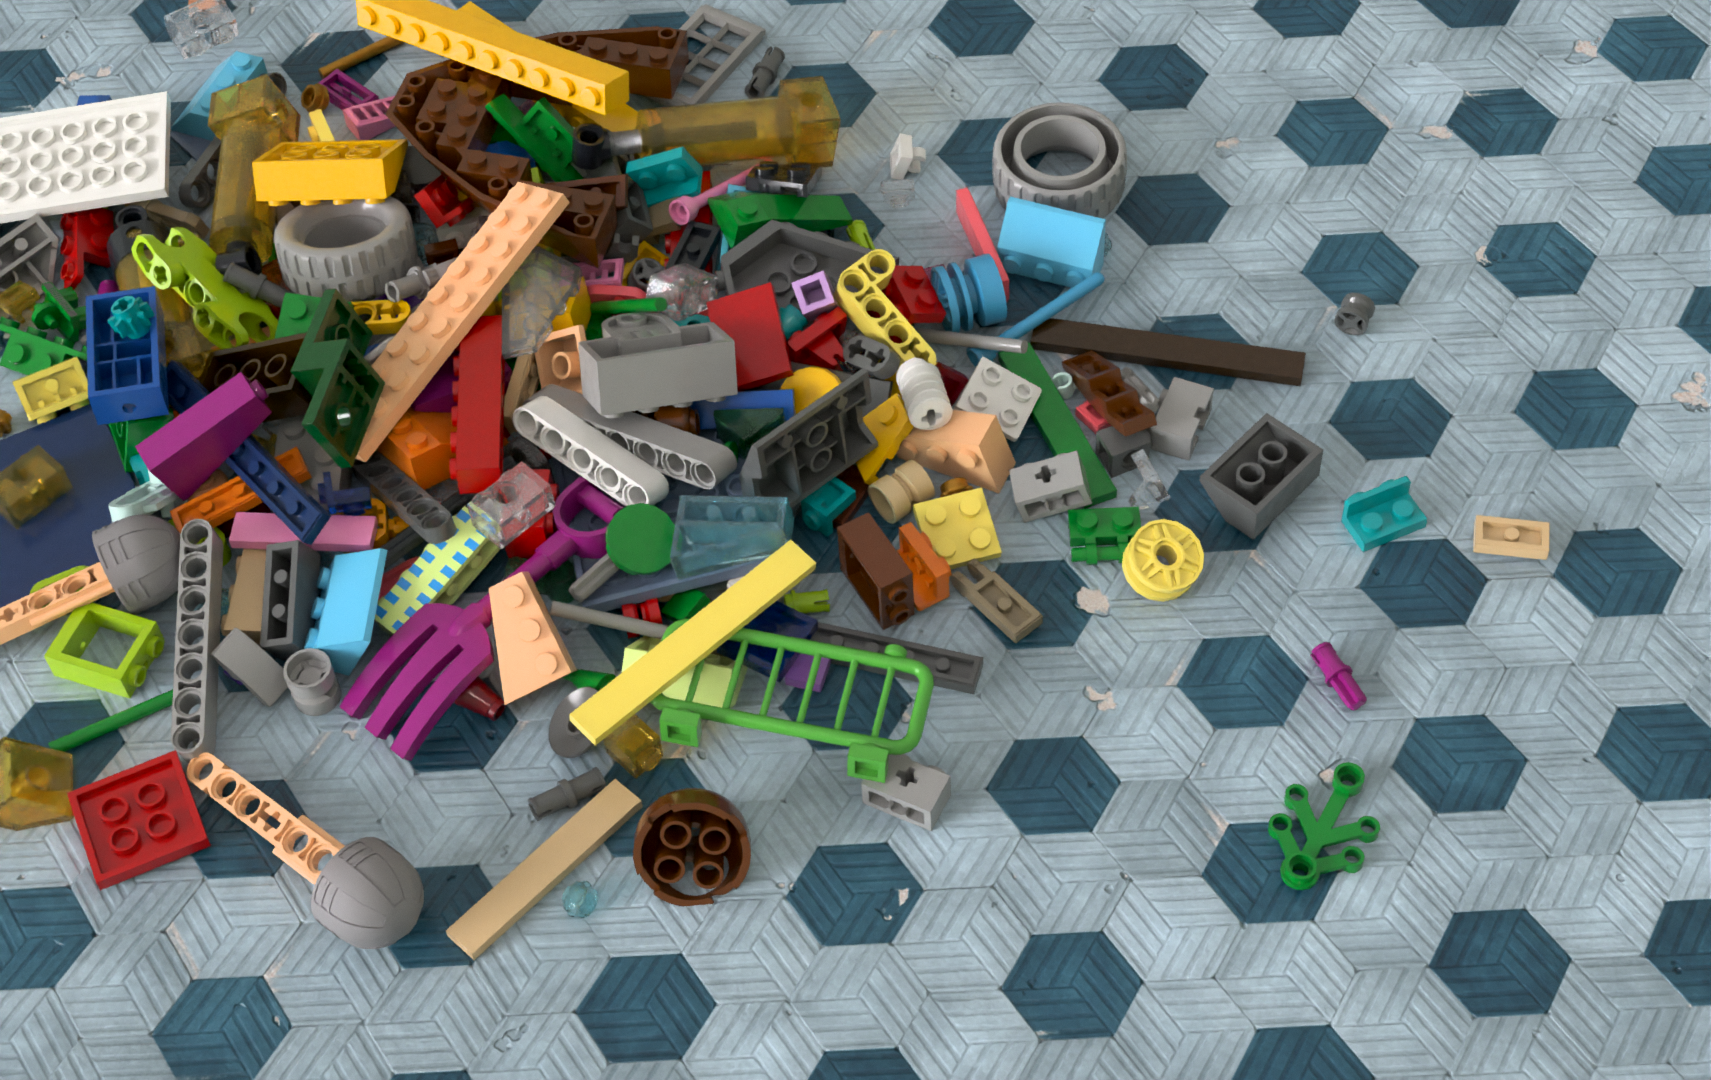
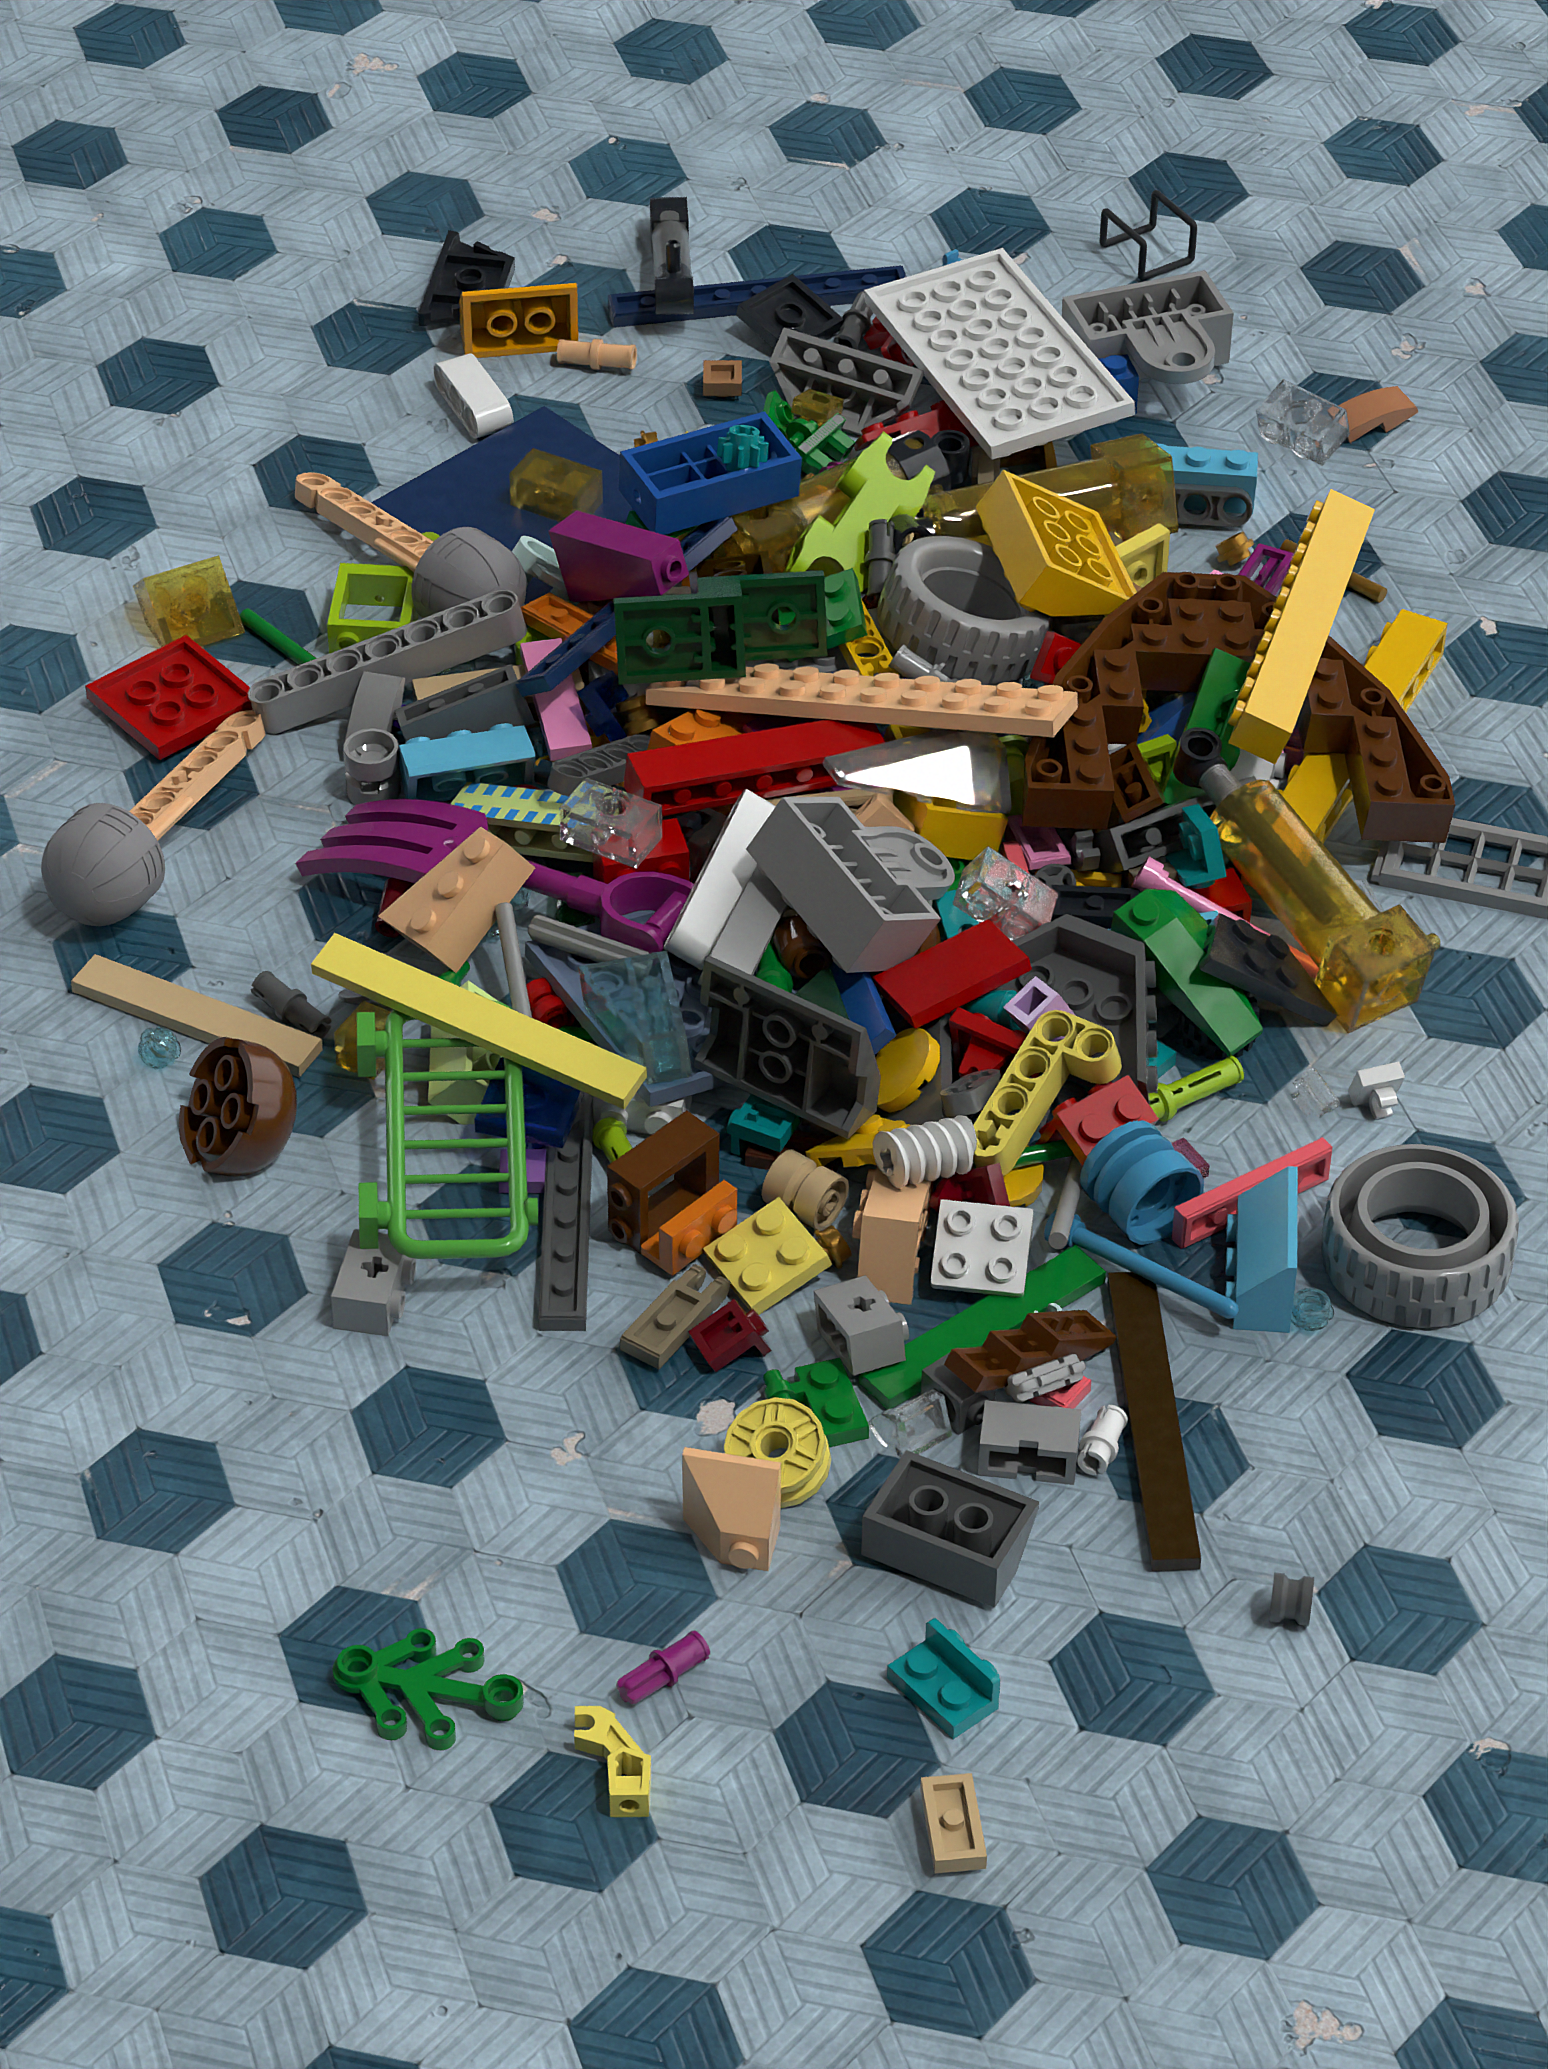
camera: 70 degrees right, 10 degrees down
(61, 62) = (1166, 325): none -> light grey brick
(355, 476) = (638, 715): none -> pearl gold wheel
(628, 306) = (952, 861): green bar -> none
(640, 539) = (613, 936): green tile -> none
(764, 72) = (1473, 926): dark grey pin -> none
(1030, 569) = (729, 1334): none -> dark red bracket
(1179, 372) = (1100, 1444): none -> white pin
(1216, 596) = (733, 1505): none -> light nougat slope
(1416, 715) = (606, 1737): none -> light yellow piece

